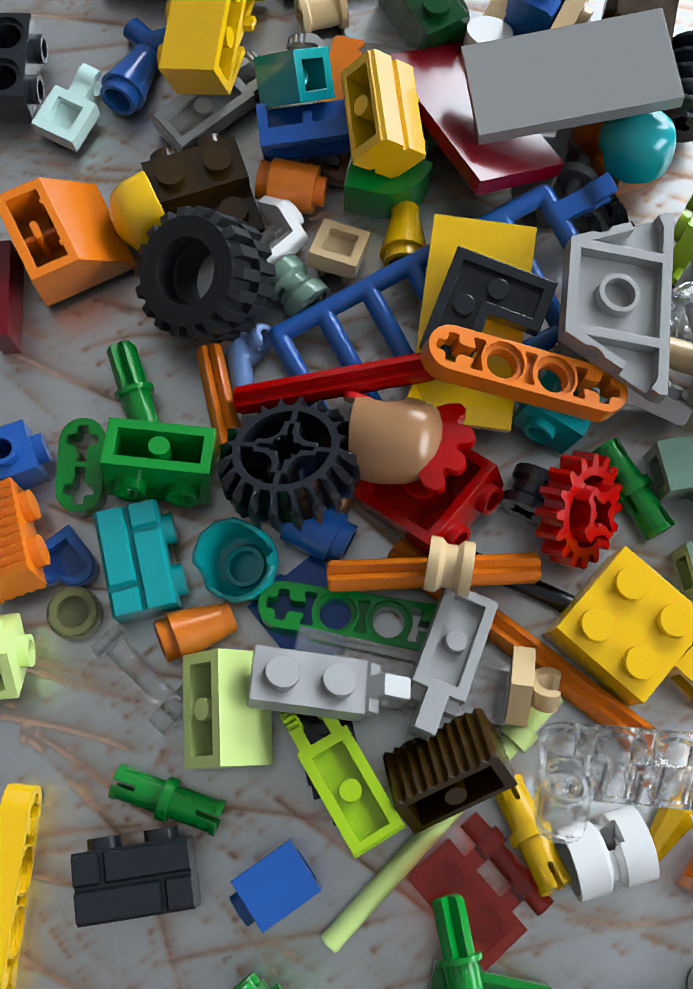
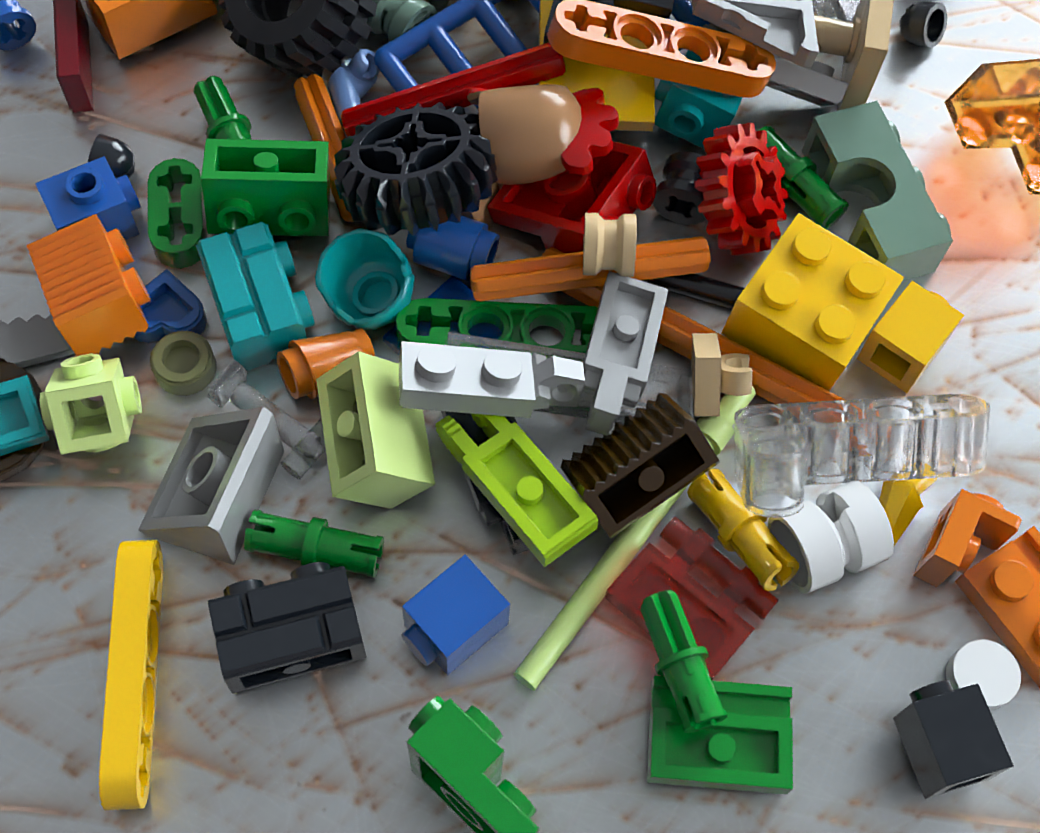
camera: 10 degrees left, 10 degrees down
(31, 409) = (116, 153): none -> black hinge
(87, 737) = (216, 483): none -> light grey slope

